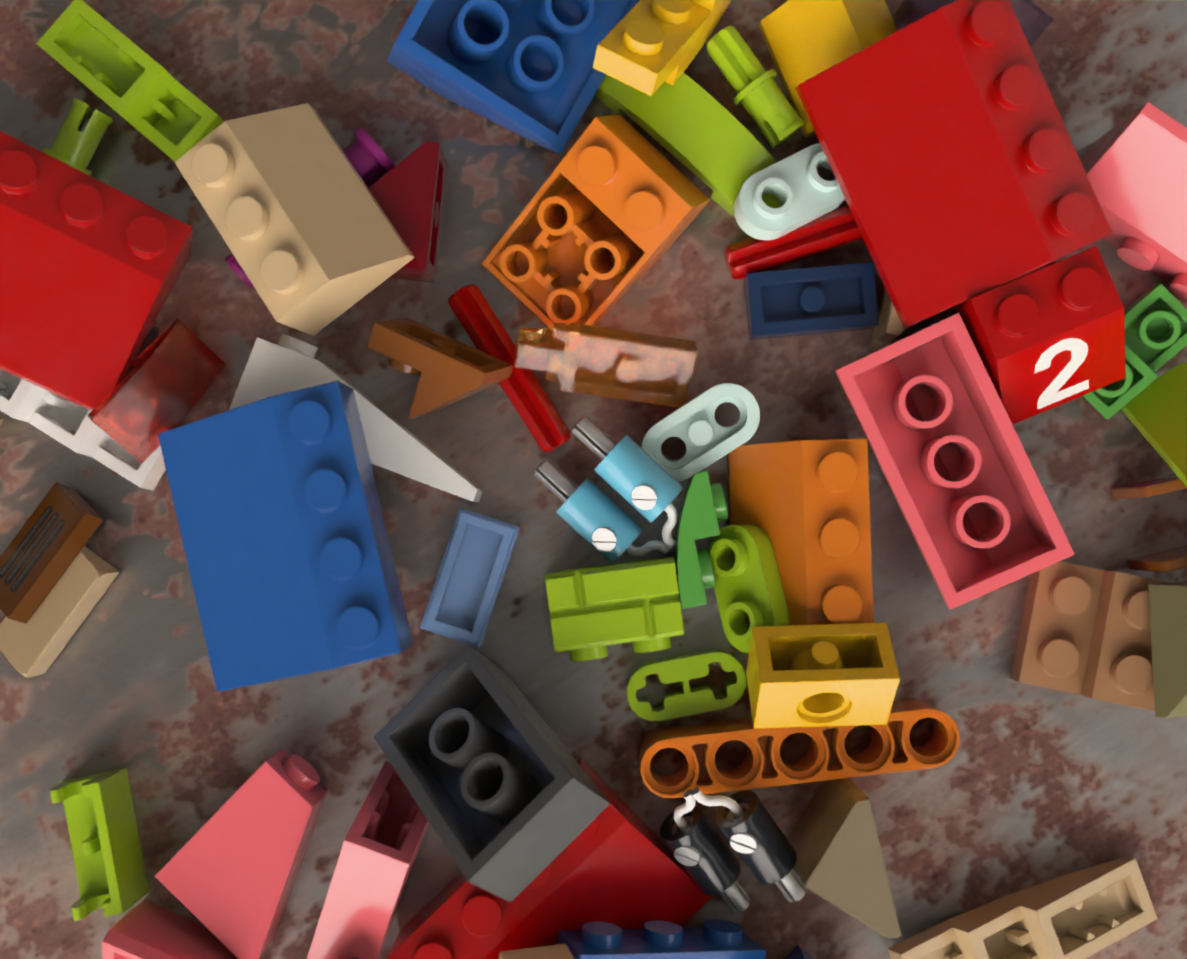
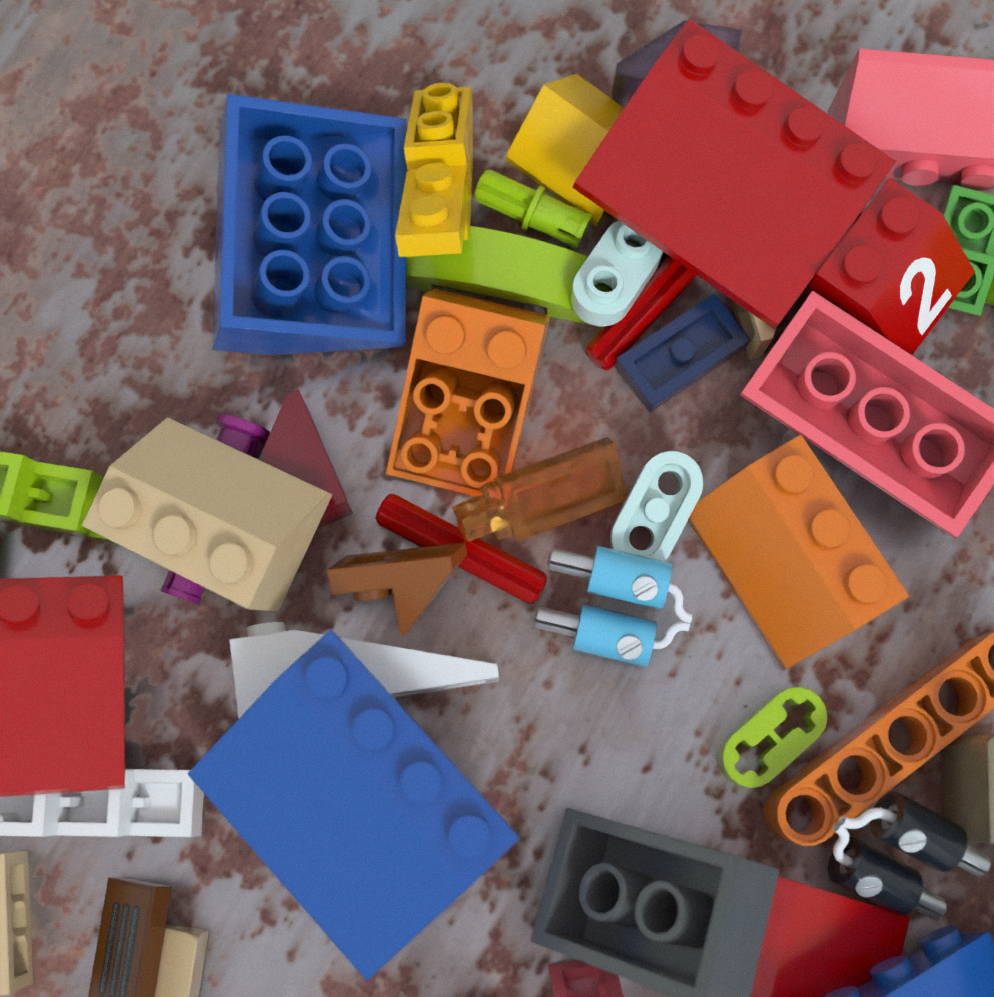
camera: 25 degrees left, 10 degrees down
(159, 391) = (164, 740): clear red slope -> none
(470, 577) = (530, 750): medium blue tile -> none
(614, 606) = (672, 701): lime brick -> none
(697, 518) = (698, 578): bright green slope -> none
(748, 584) = (776, 616): lime plate -> none
(821, 675) = (887, 654): yellow brick -> none

